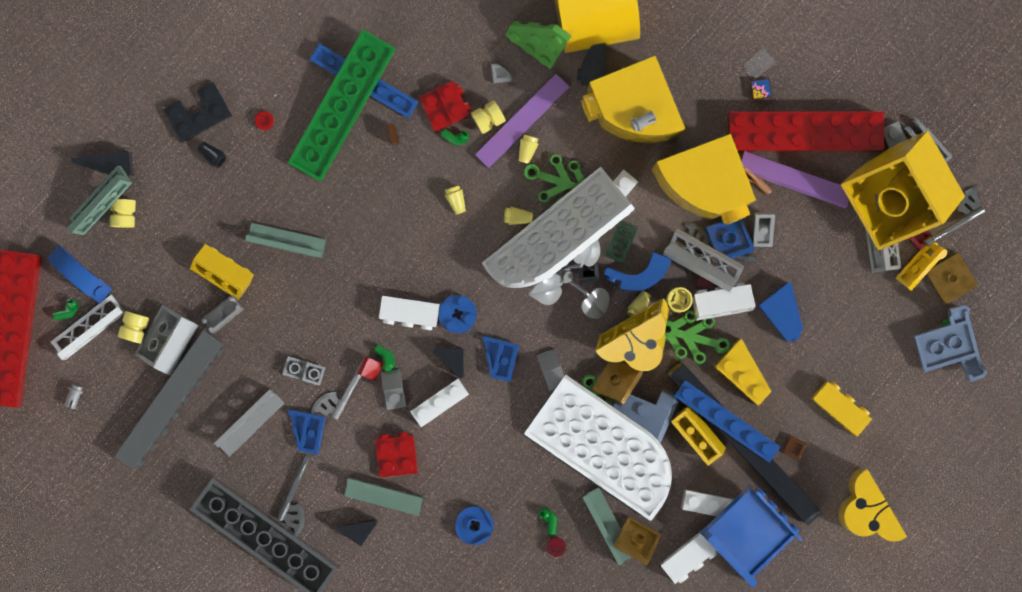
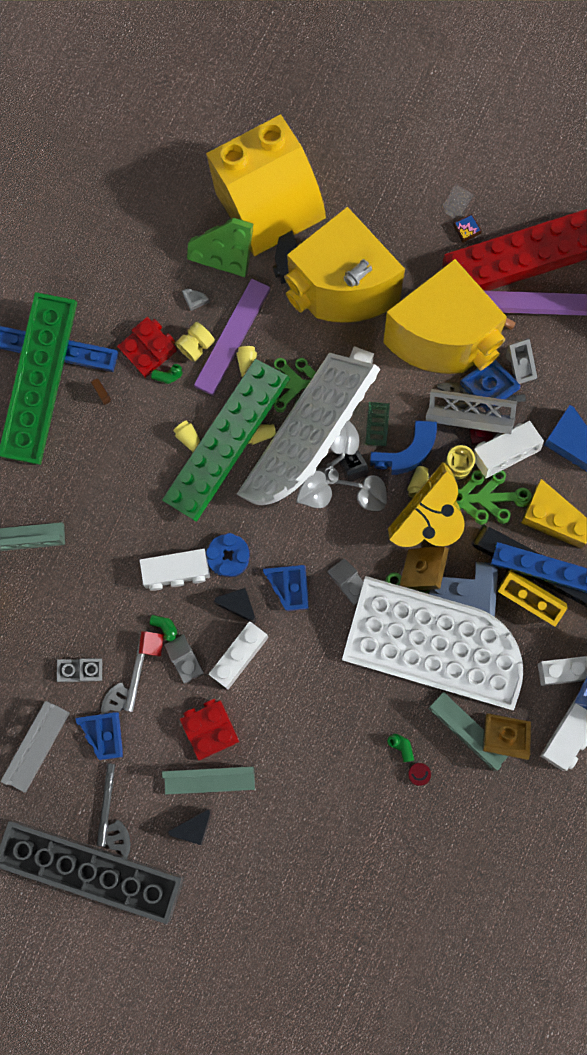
camera: 10 degrees left, 10 degrees down
(469, 535) = (307, 780): blue plate -> none
(487, 214) = (226, 439): none -> green plate

